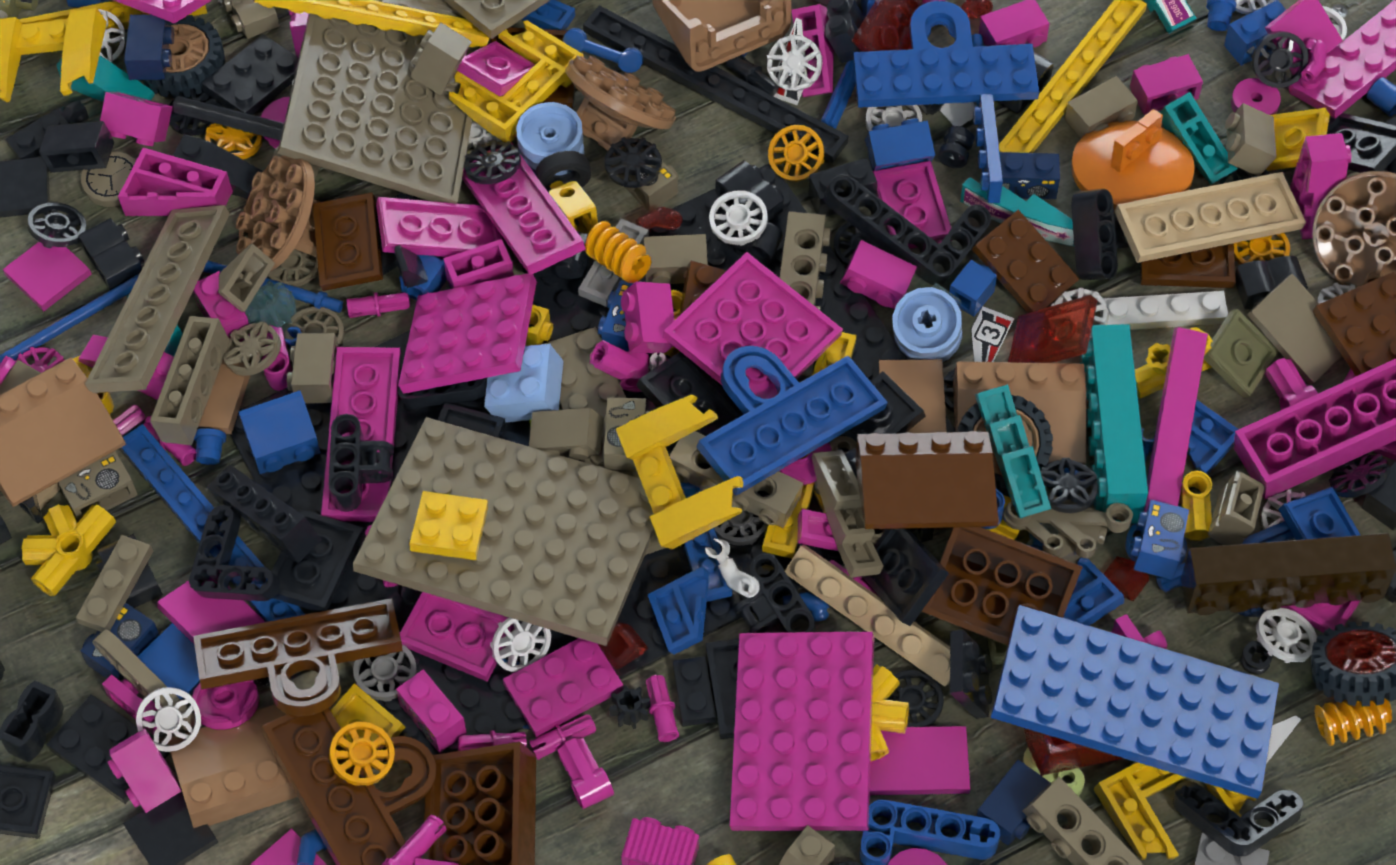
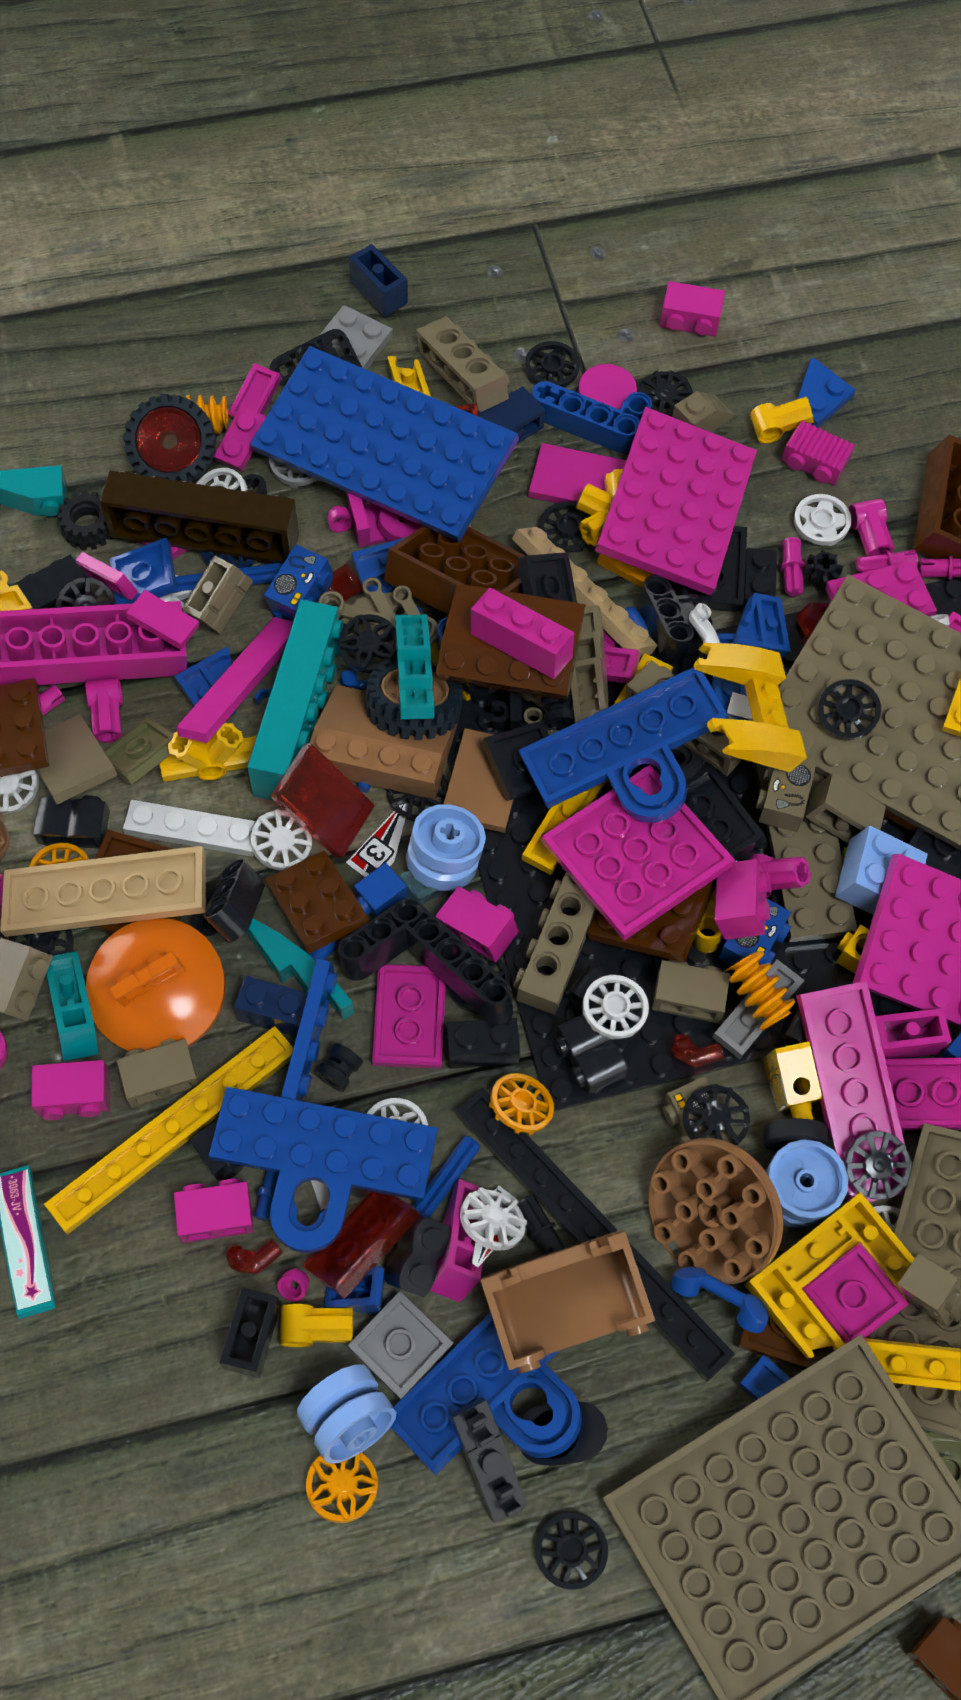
camera: 170 degrees left, 5 degrees up
(581, 507) = (849, 709): none -> black wheel
(640, 777) = (822, 520): none -> white wheel
(899, 144) = (403, 1077): blue brick -> none
(916, 453) = (522, 633): none -> dark pink brick
(970, 674) = (516, 510): black plate -> none
(1198, 504) = (249, 620): yellow piece -> none
(1272, 450) = (162, 619): none -> dark pink tile
(1294, 708) = (235, 448): none -> dark pink plate
(1303, 765) = (256, 390): none -> dark pink tile
(1352, 501) = (111, 577): none -> dark pink tile

